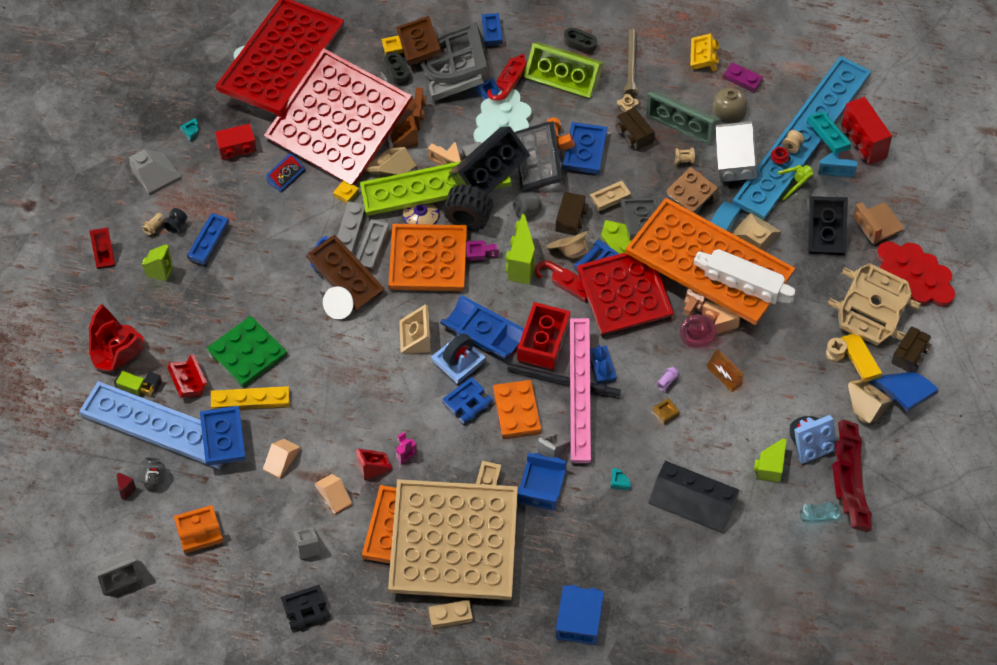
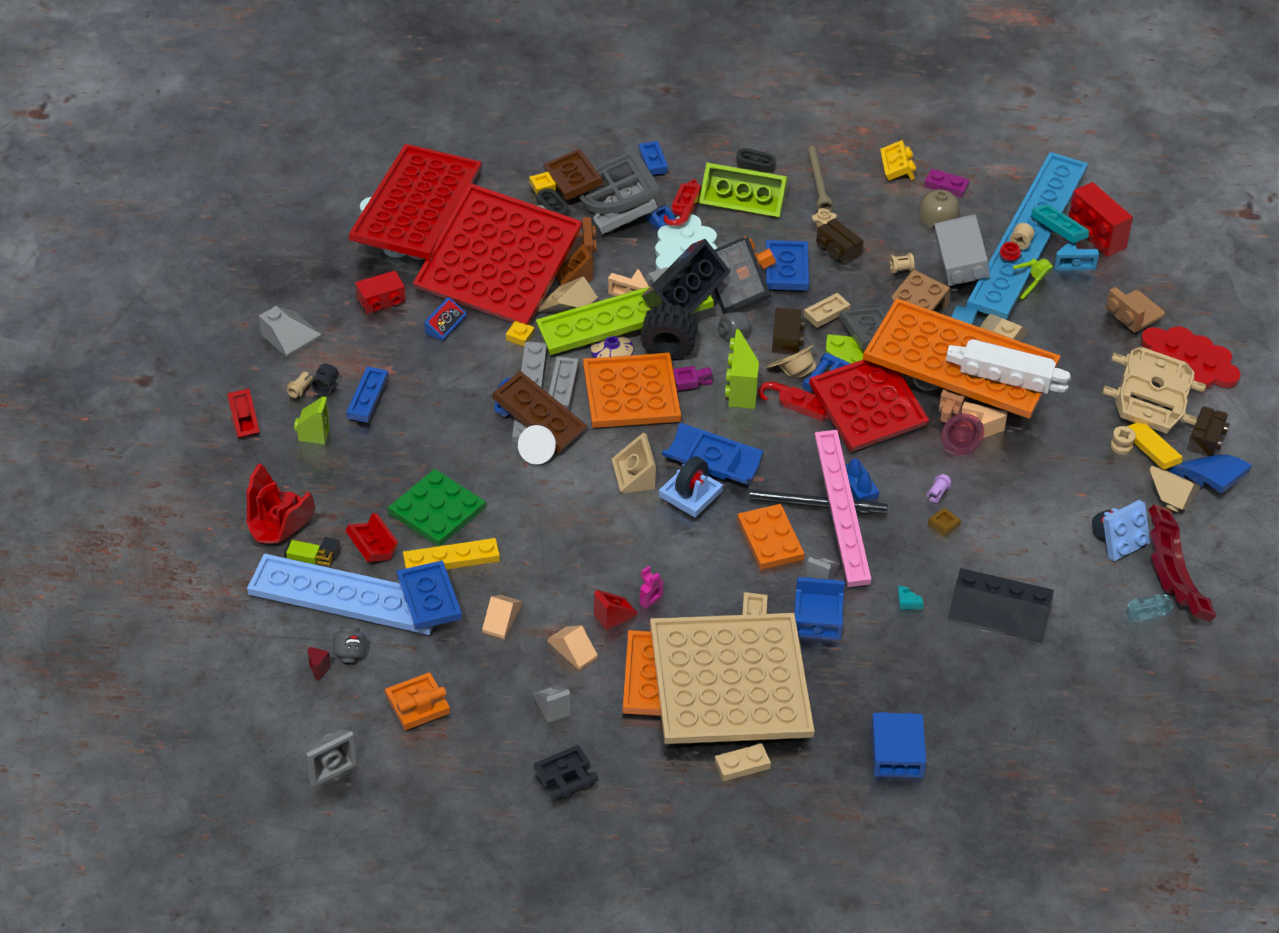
camera: 10 degrees left, 10 degrees down
(190, 129) = (323, 286): teal tile -> none
(463, 396) = (706, 528): blue plate -> none
(543, 336) = (786, 455): red brick -> none
(682, 117) = (890, 224): sand green slope -> none
(725, 370) = (1003, 473): clear orange slope -> none
(771, 461) = (1081, 561): lime slope -> none
(827, 224) = (1080, 314): black slope -> none

